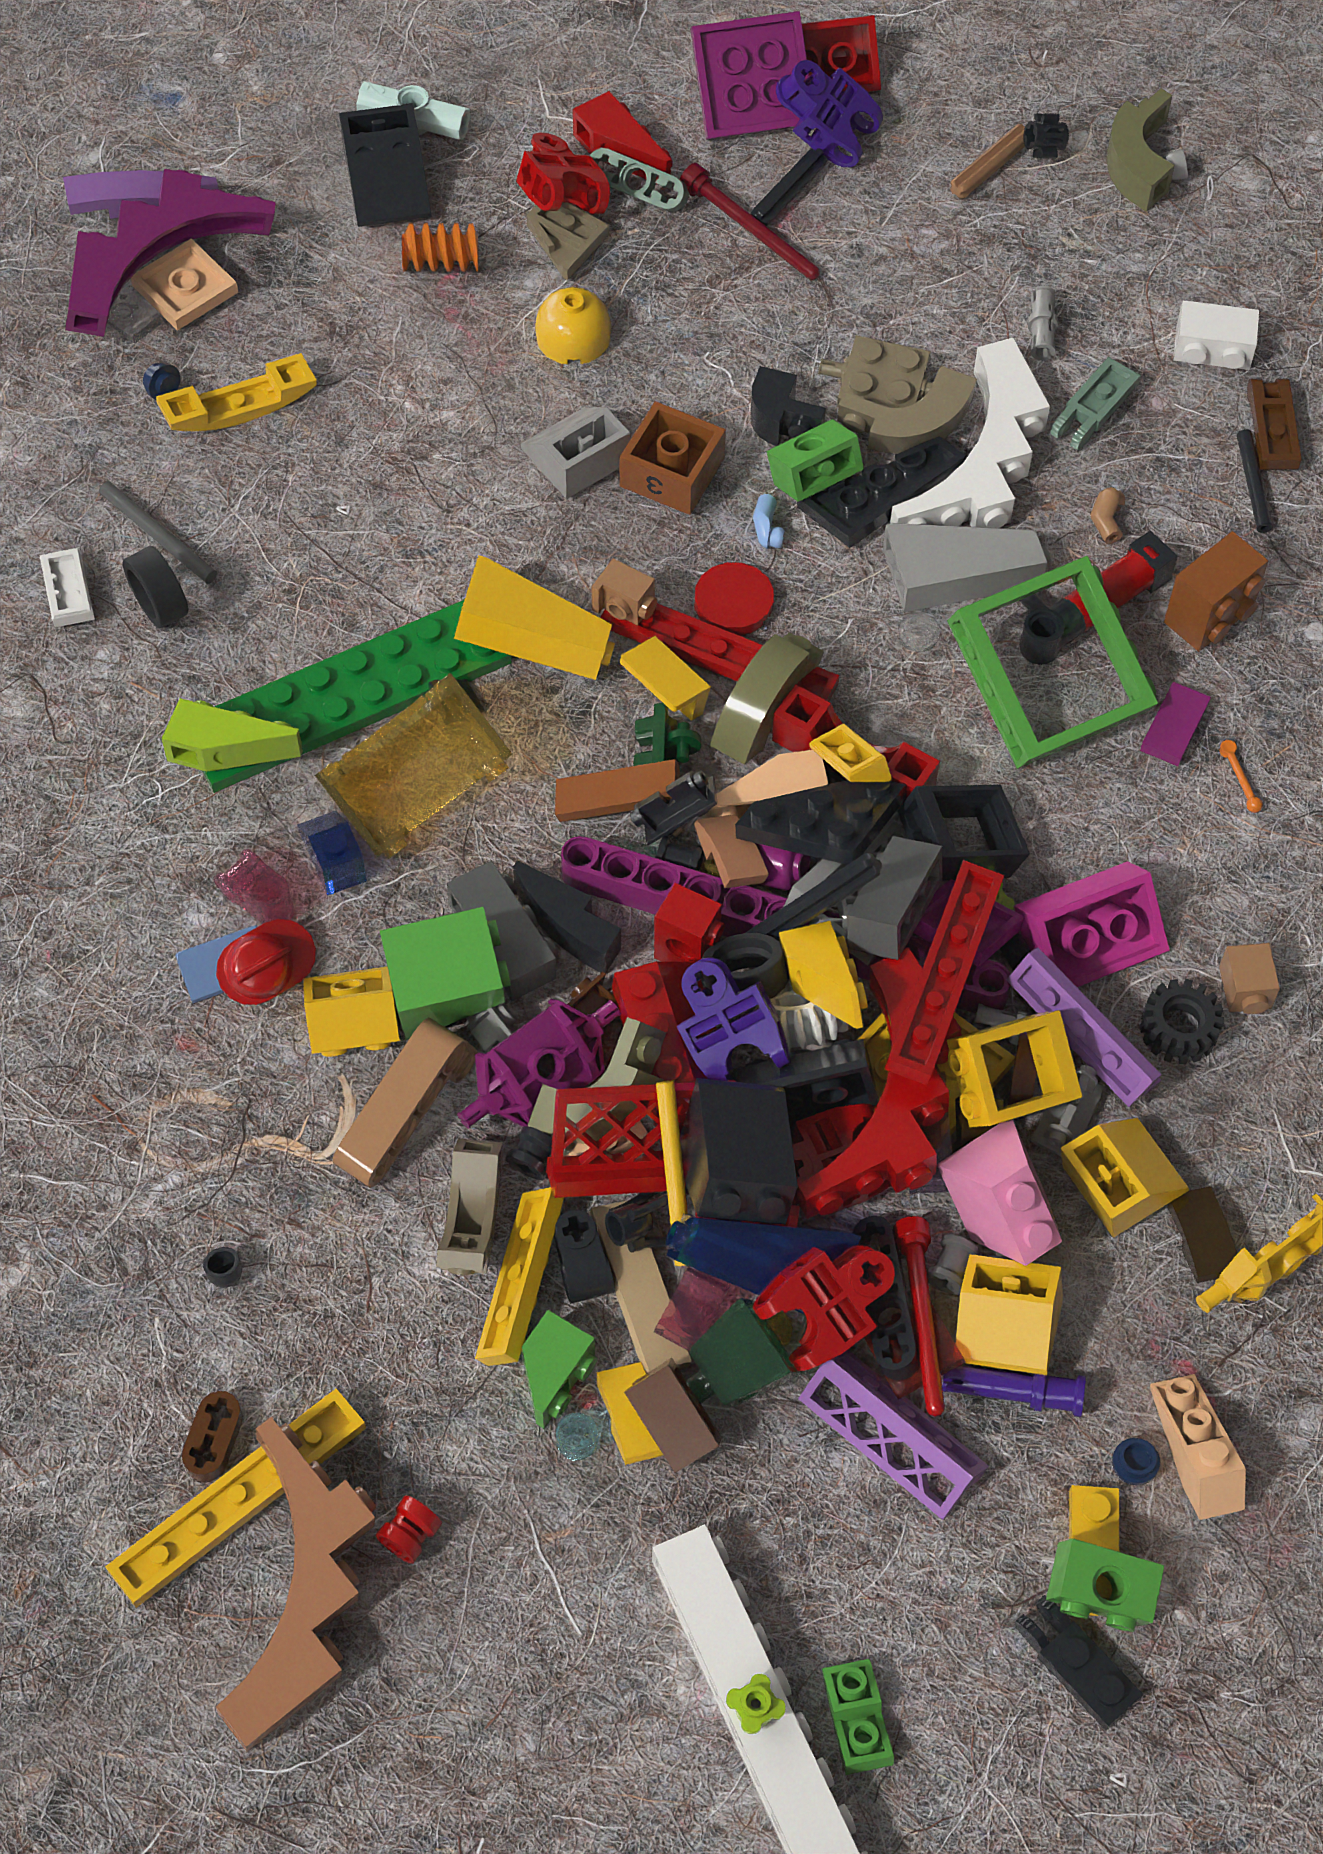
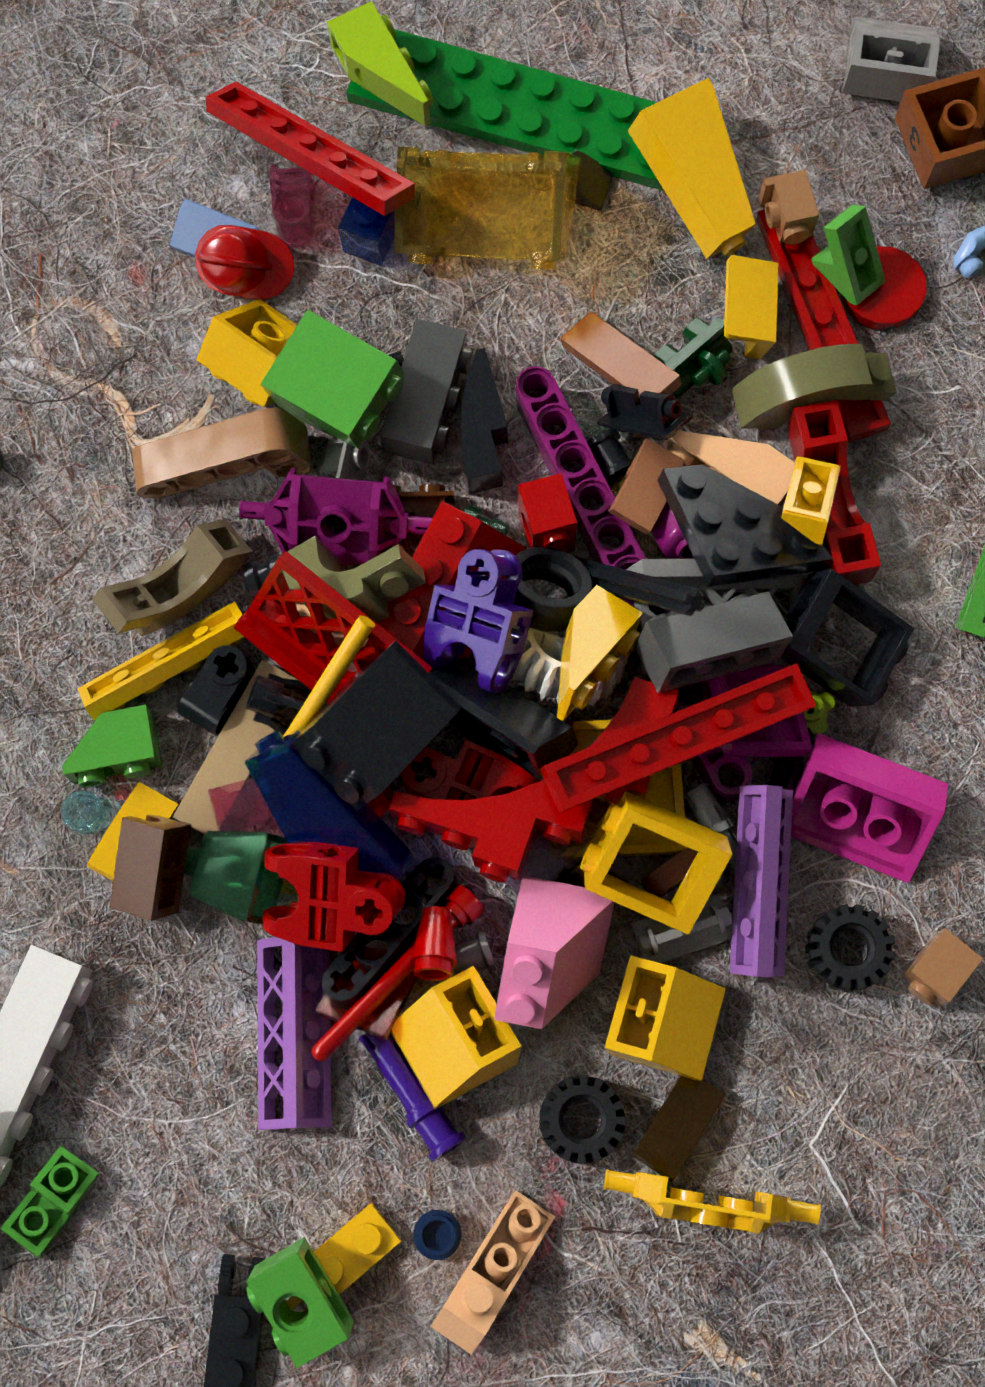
camera: 50 degrees right, 15 degrees up
(237, 836) = (311, 148): none -> red plate
(698, 591) = (851, 255): none -> bright green slope
(931, 1267) = (434, 946): none -> red cone
(1150, 1268) = (610, 1109): none -> black tyre

